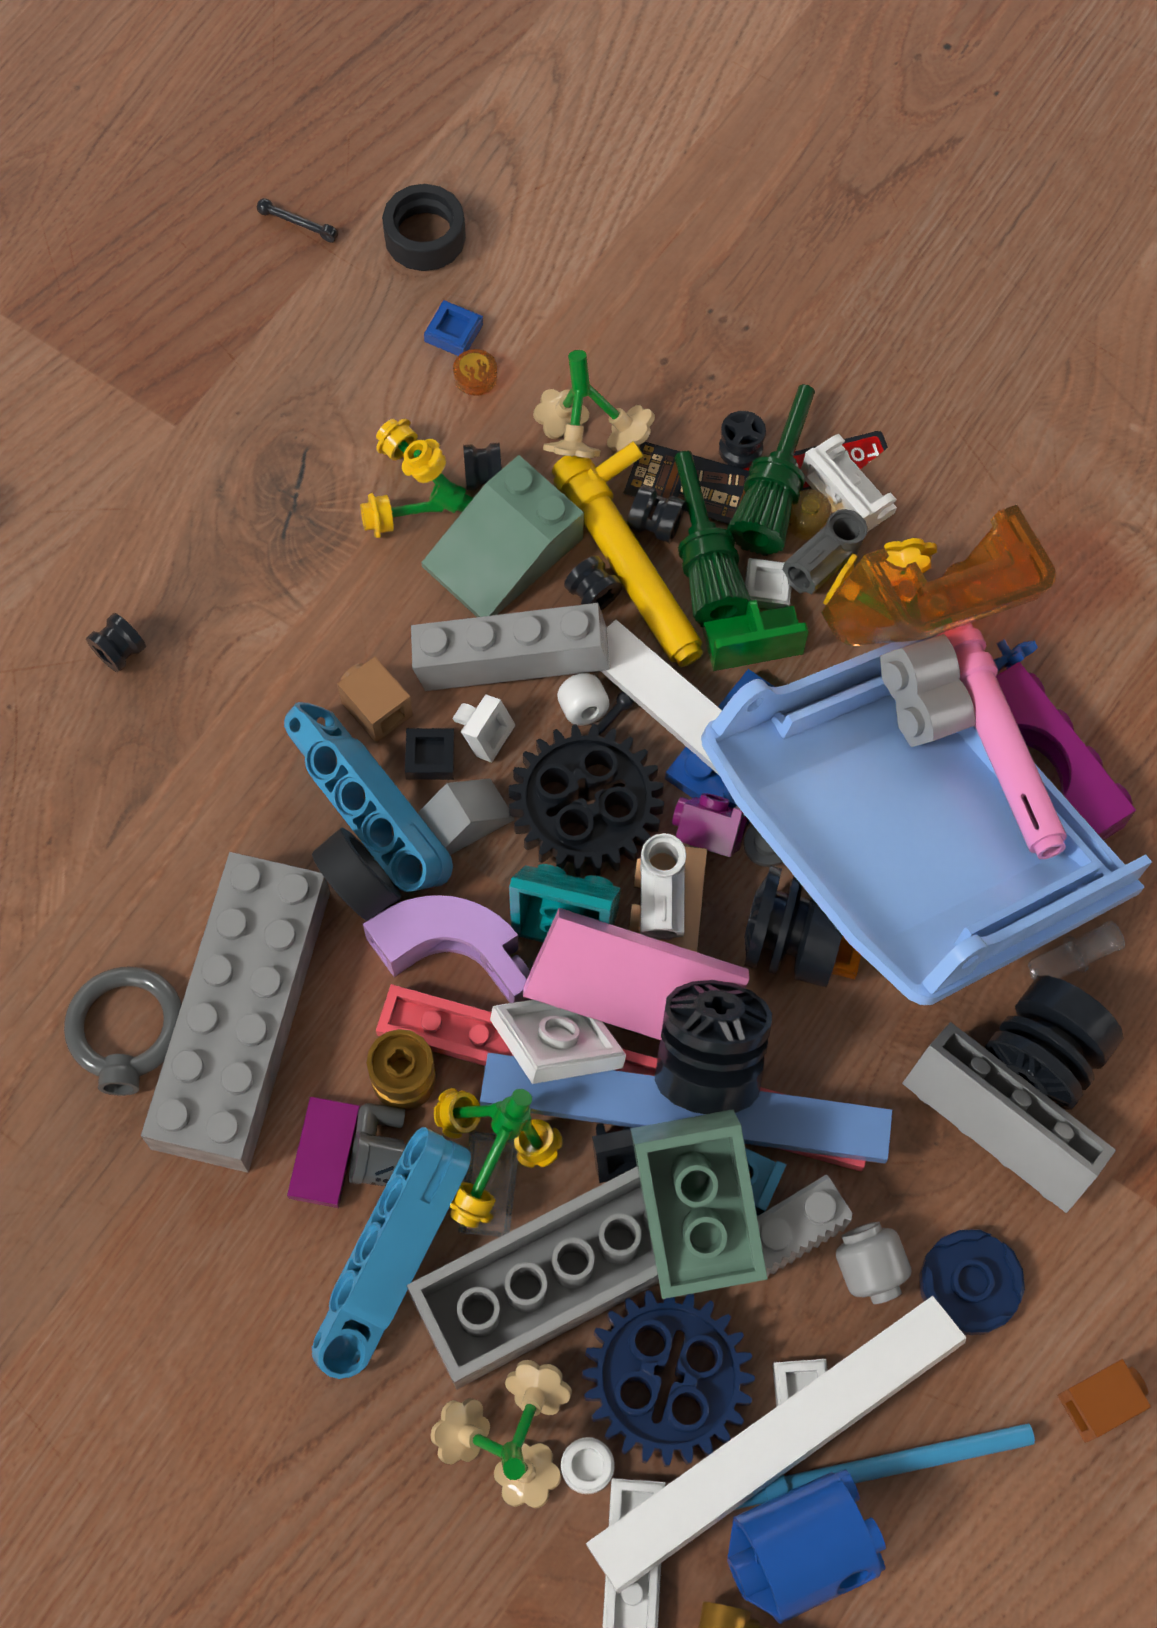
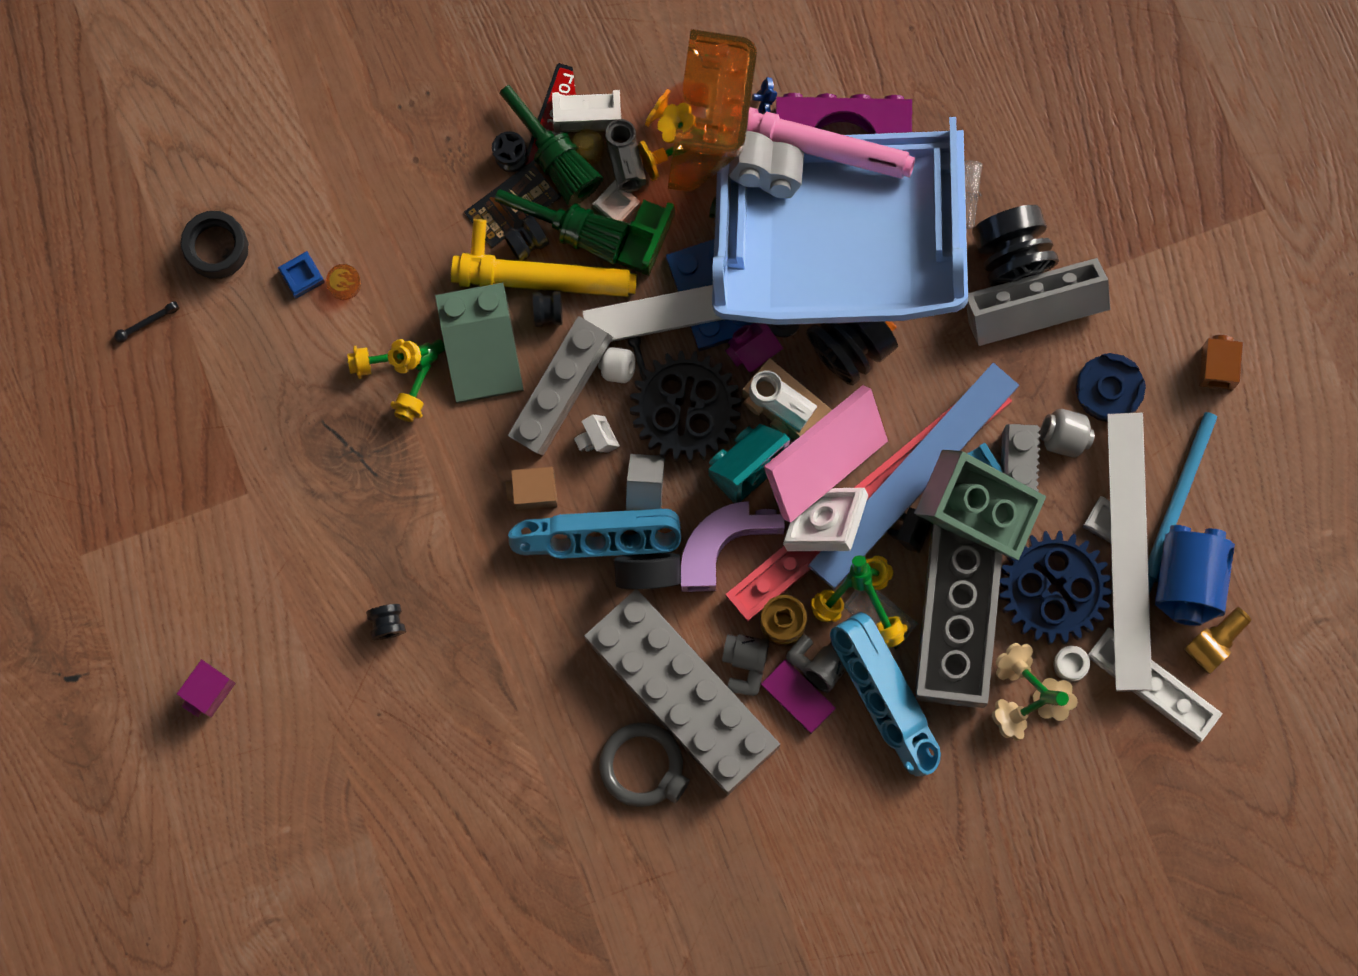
camera: 50 degrees left, 10 degrees up
(335, 1058) = (748, 654): none -> dark grey piece
(429, 754) = (592, 479): black plate -> none
(481, 464) = (418, 321): black wheel -> none
(565, 415) = (413, 248): tan plant -> none
(713, 1047) = (896, 436): black wheel -> none

